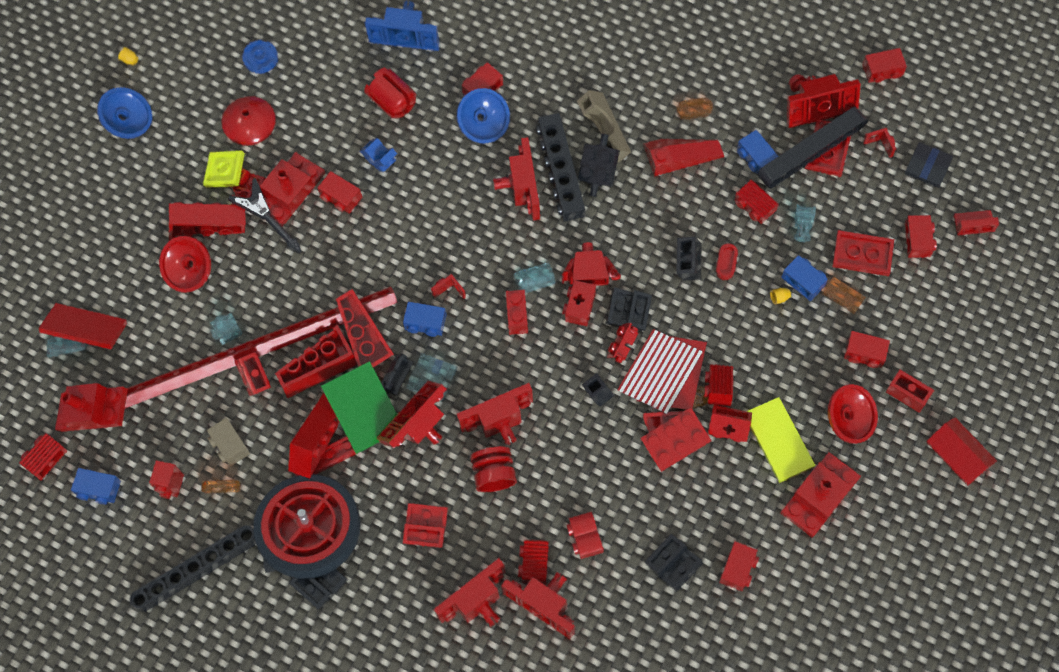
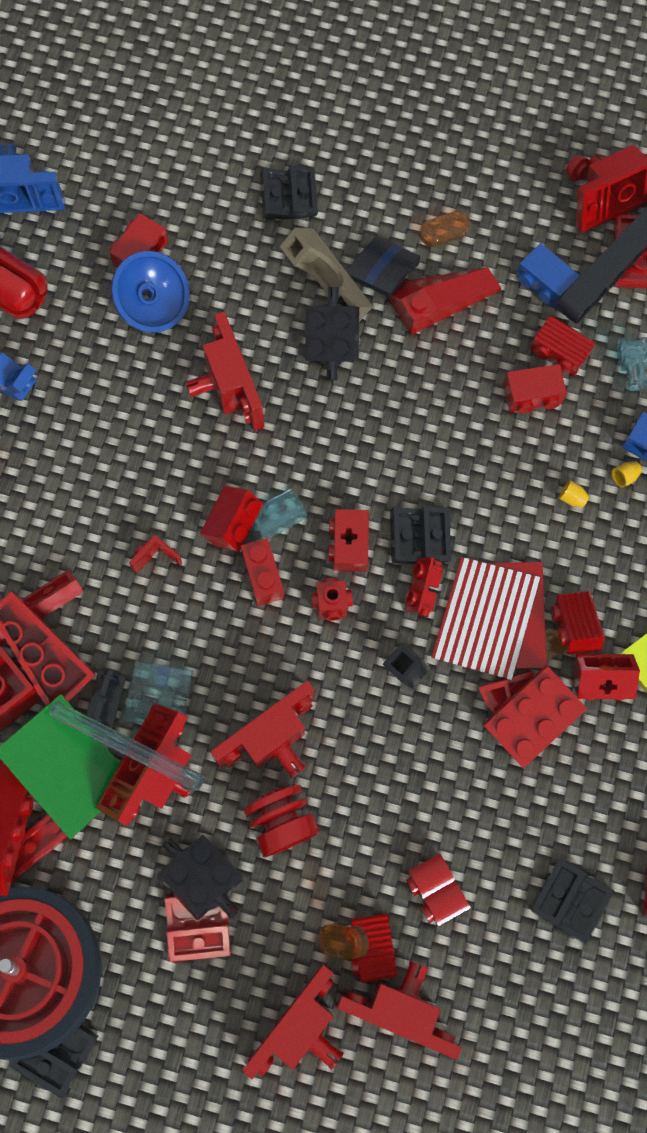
camera: 20 degrees left, 5 degrees up
(404, 398) = (127, 746): none -> clear light blue axle
(424, 319) = (129, 609): blue brick -> none
(433, 494) = (200, 877): none -> black plate
(504, 273) = (231, 518): none -> red brick
(516, 551) = (343, 941): none -> clear orange tile
(553, 125) = (254, 287): black brick -> none
(558, 338) = (332, 609): none -> red brick
(590, 267) = (354, 485): red torso -> none
(592, 65) = (288, 193): none -> black slope
(645, 126) = (383, 266): none -> black slope
(689, 258) = (490, 445): black brick -> none
(726, 261) = (541, 439): red tile -> none
(729, 227) = (534, 388): none -> red brick
(740, 303) = (574, 495): none -> yellow hose

